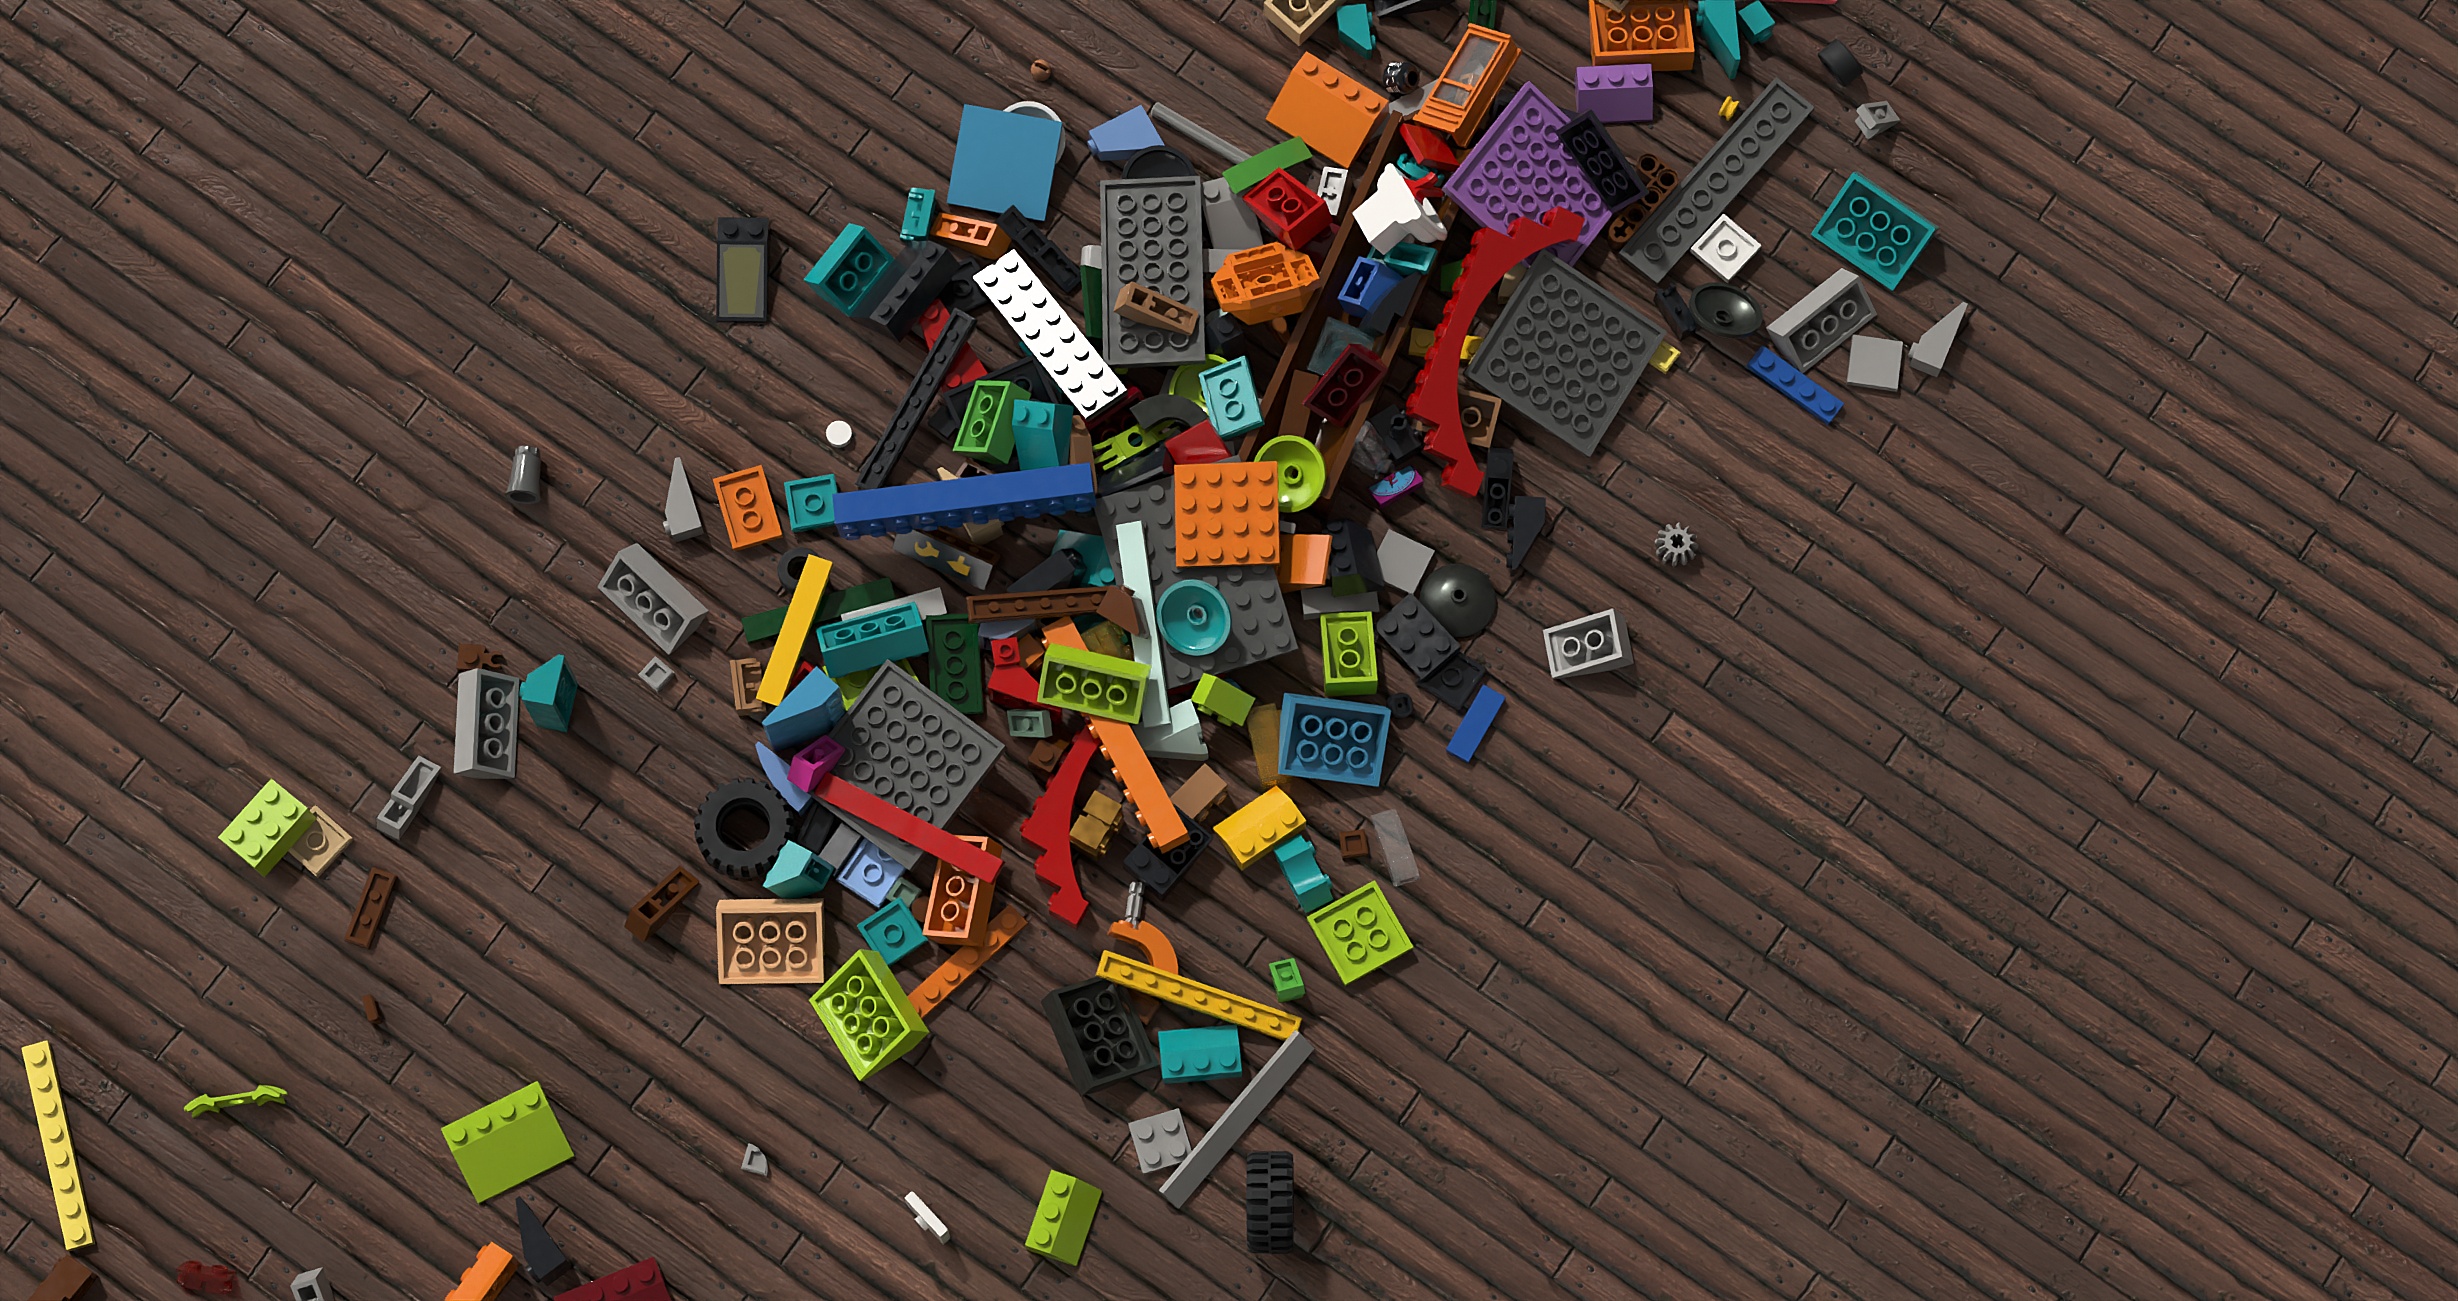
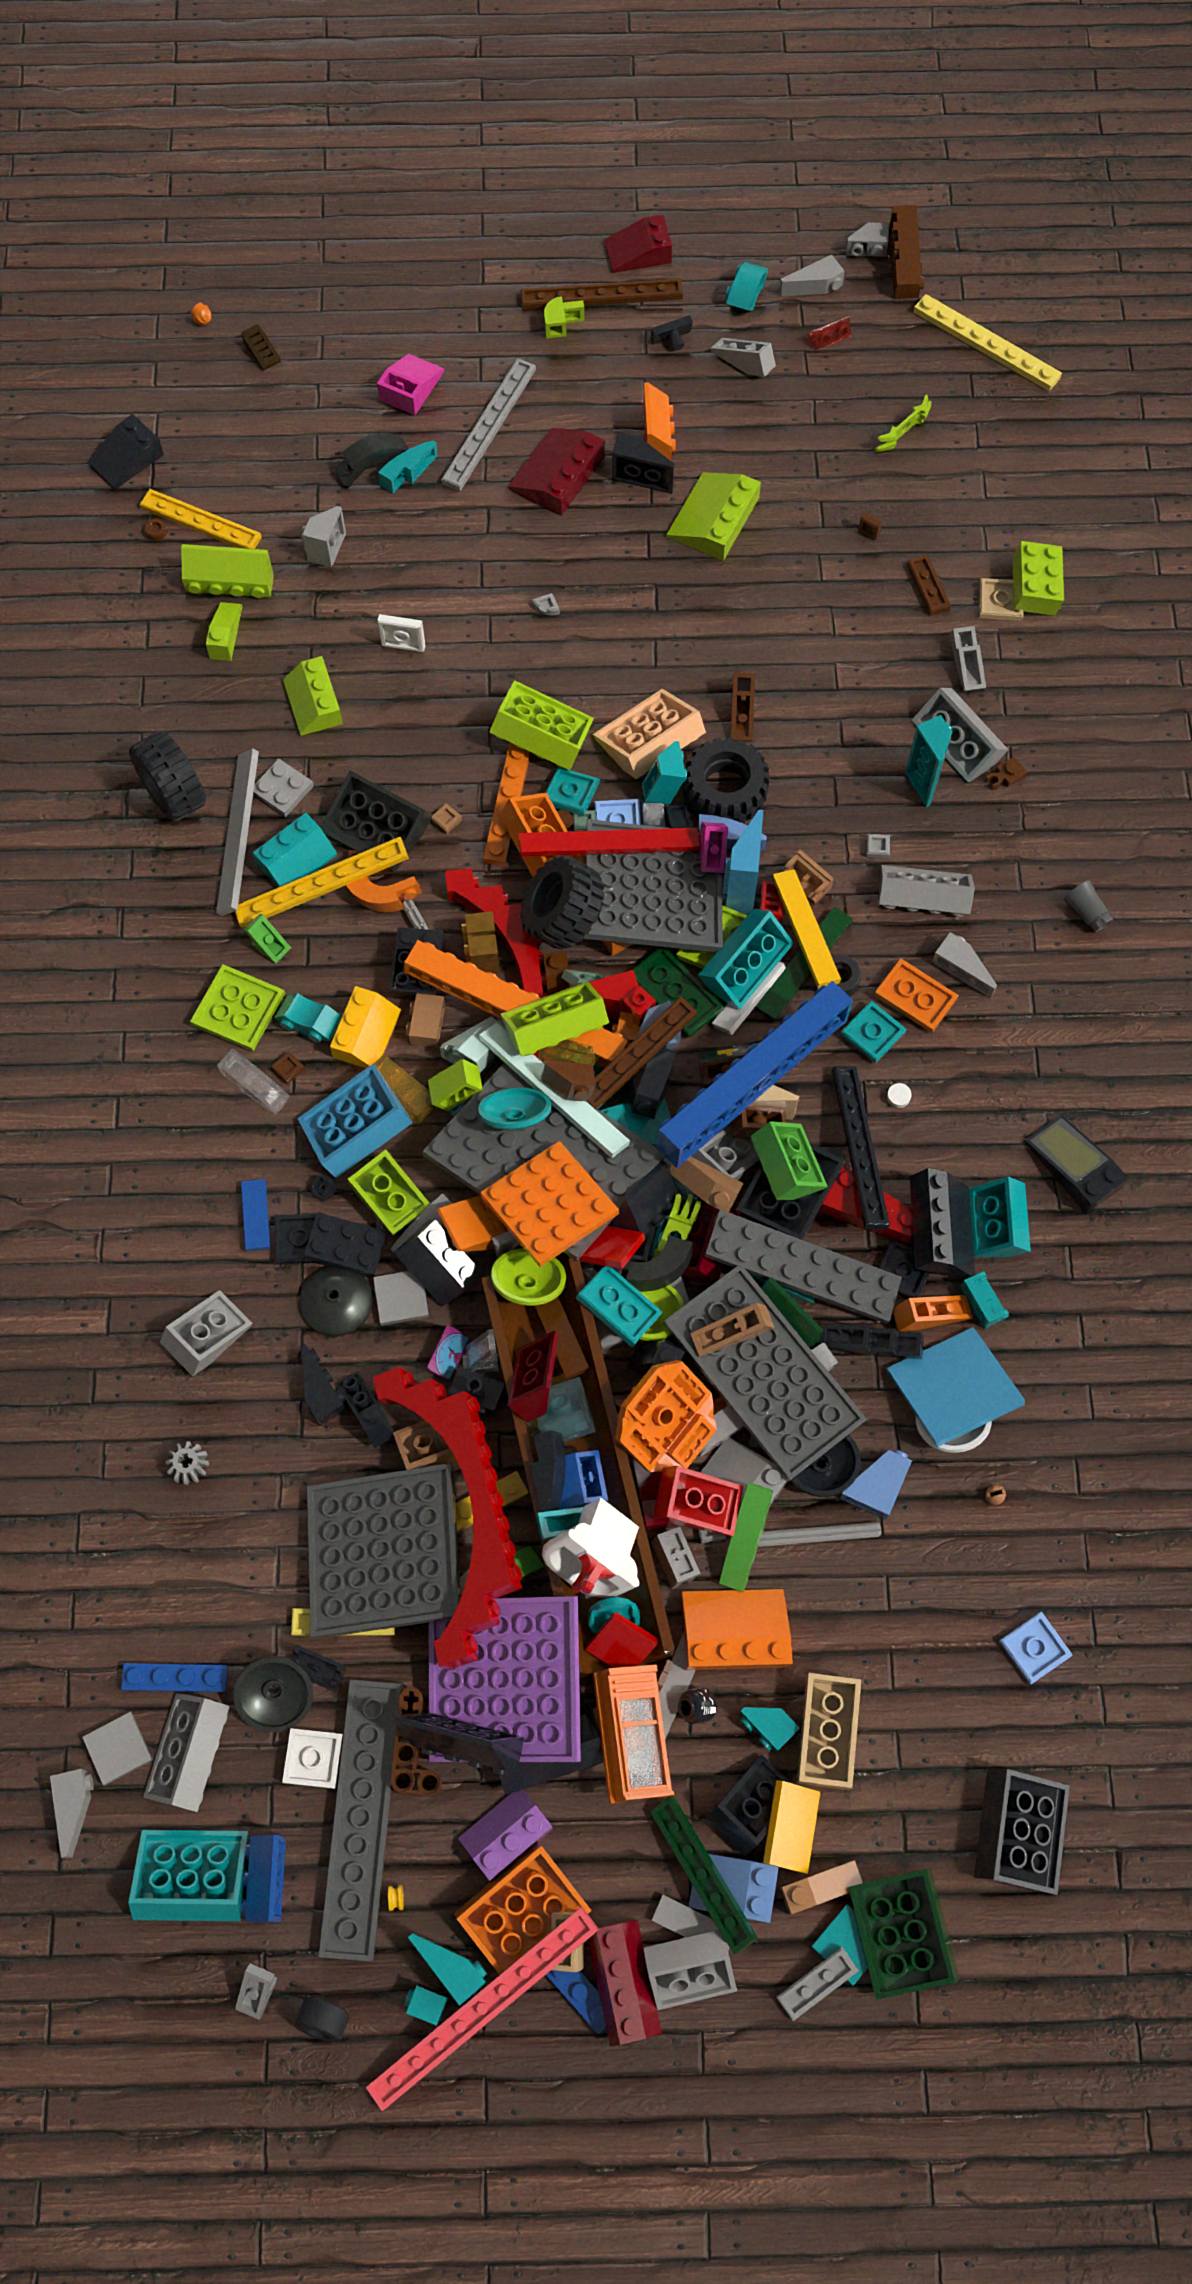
camera: 145 degrees right, 5 degrees down
(980, 776) = (562, 902): none -> black tyre
(1029, 993) = (446, 818): none -> medium nougat tile
(1041, 433) = (741, 1173): teal slope -> none
(1820, 184) = (264, 1878): none -> blue slope

